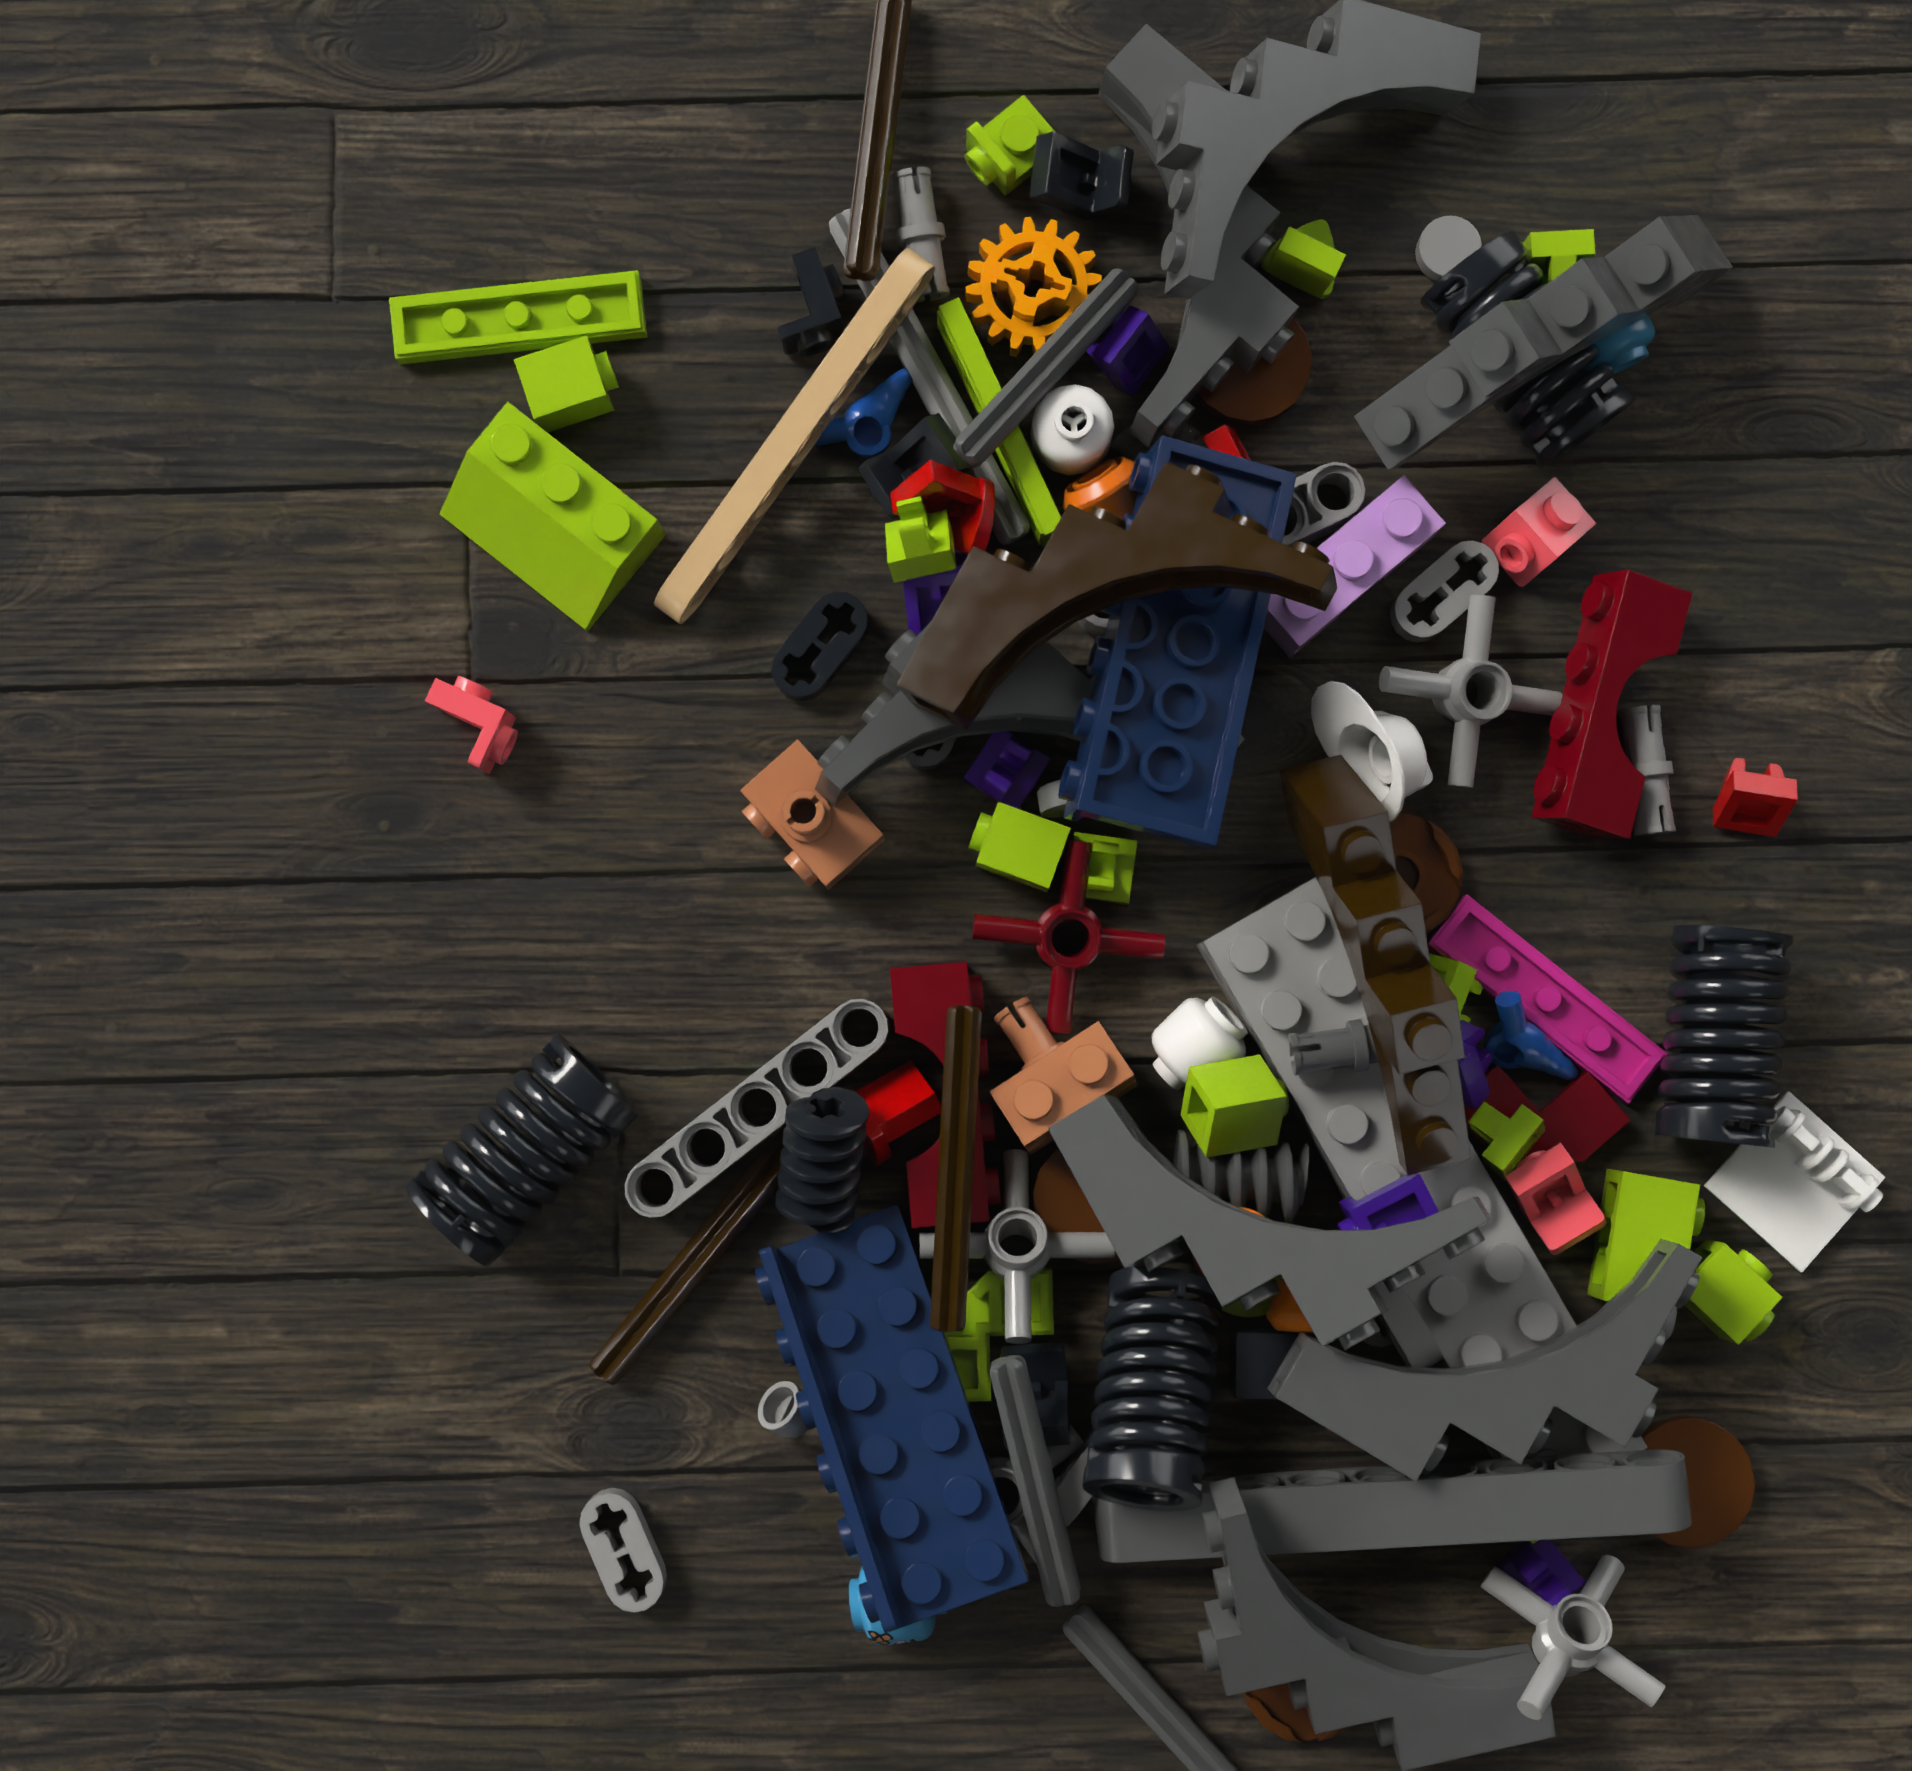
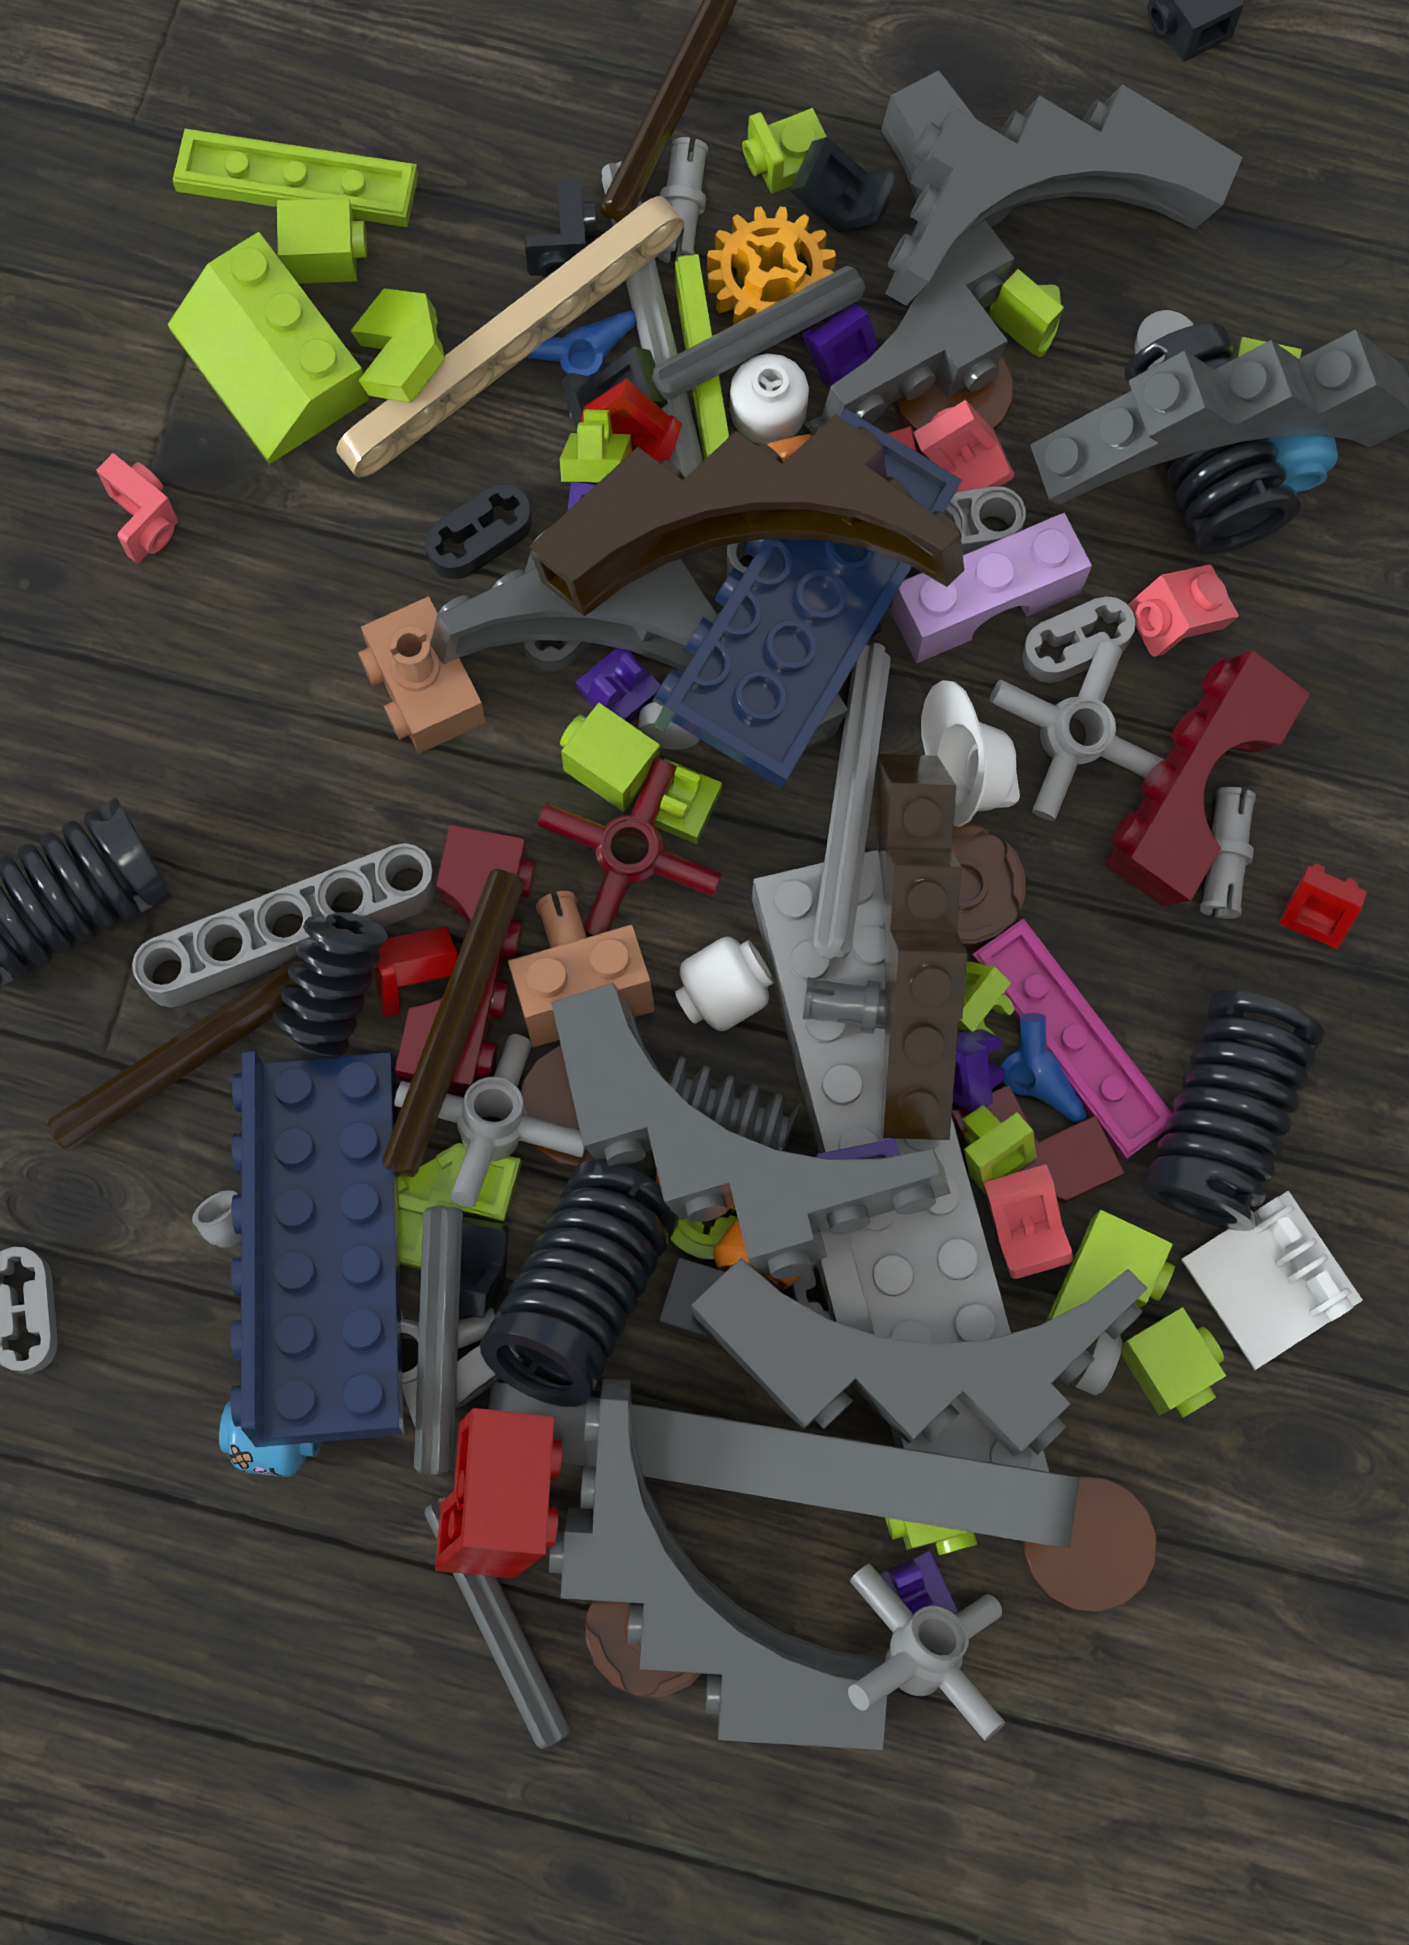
camera: 15 degrees right, 10 degrees down
(703, 487) = (407, 334): none -> lime tile
(1141, 1616) = (500, 1500): none -> red brick
(1234, 1105) = (739, 1040): lime brick -> none
(1281, 850) = (852, 804): none -> light grey axle
(1285, 430) = (965, 447): none -> coral bracket

